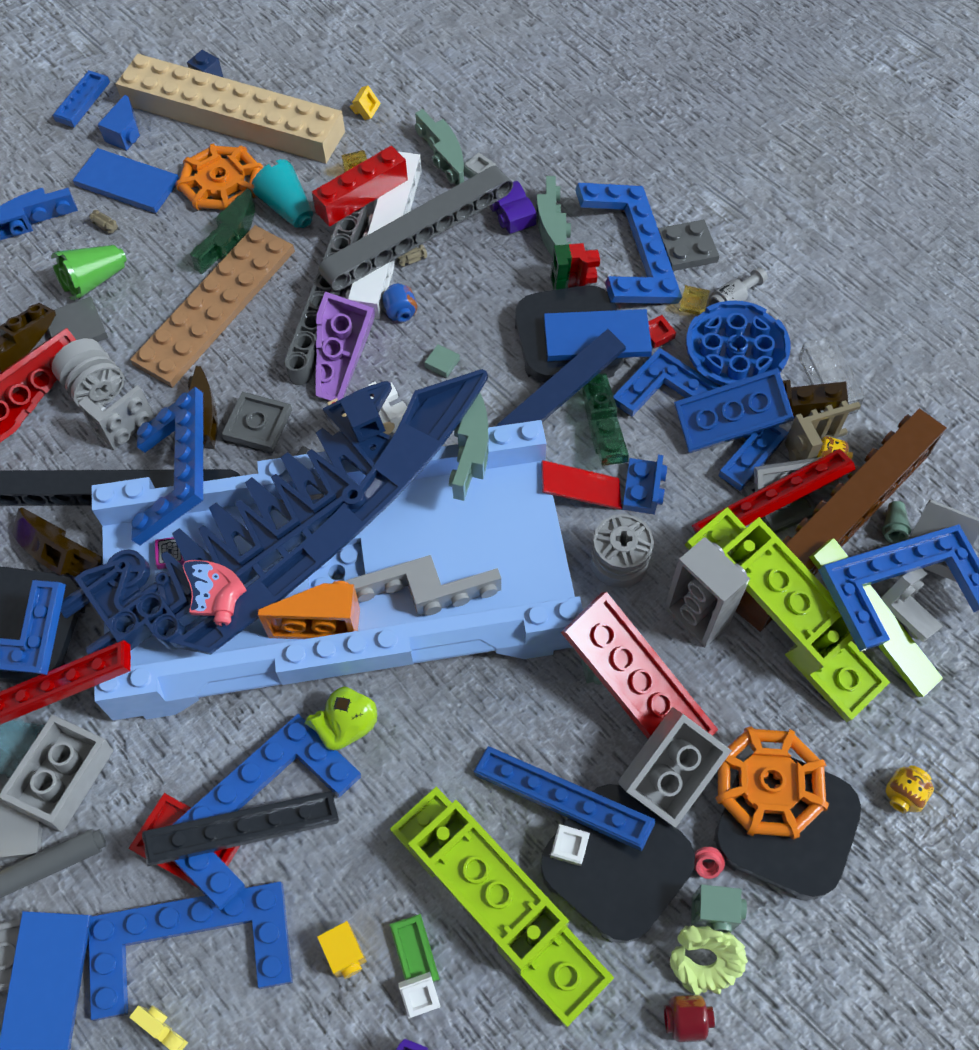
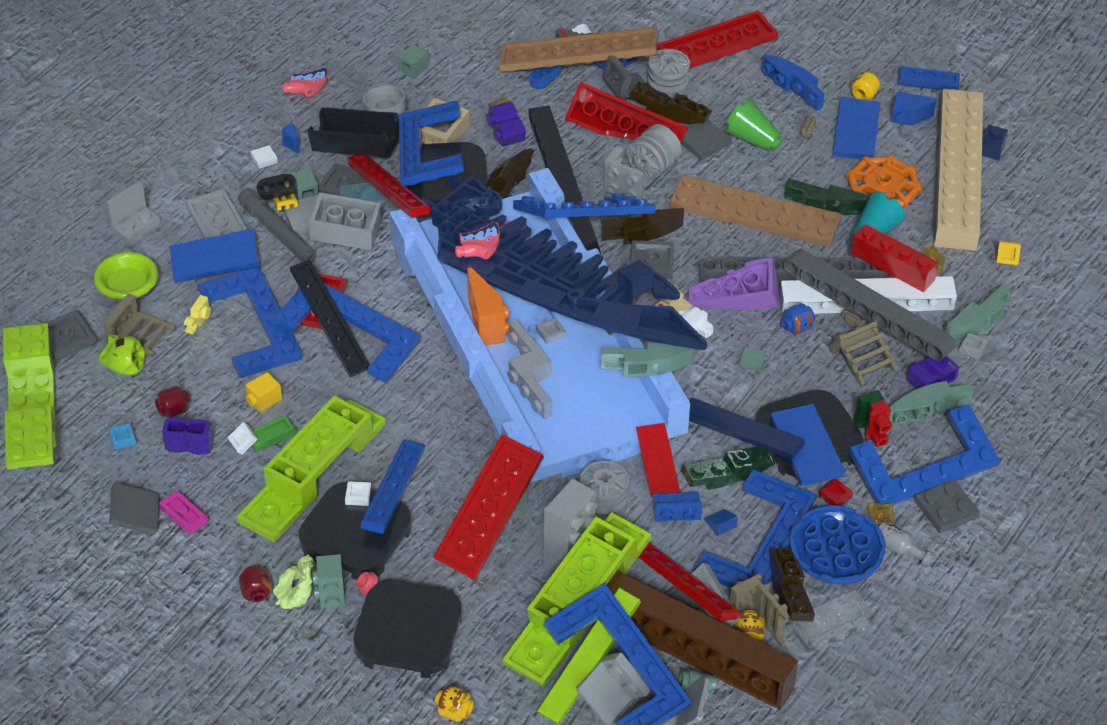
camera: 75 degrees right, 15 degrees down
(67, 154) = (865, 86): none -> yellow head
(345, 718) = (422, 357): lime piece -> none
(360, 550) = (550, 330): none -> light grey tile
(453, 255) = (858, 338): none -> dark tan plate
(673, 446) = (722, 521): none -> blue slope
(674, 767) = (428, 538): light grey brick -> none
(734, 410) = (761, 545): blue tile -> none
(784, 795) = (433, 614): orange plate -> none

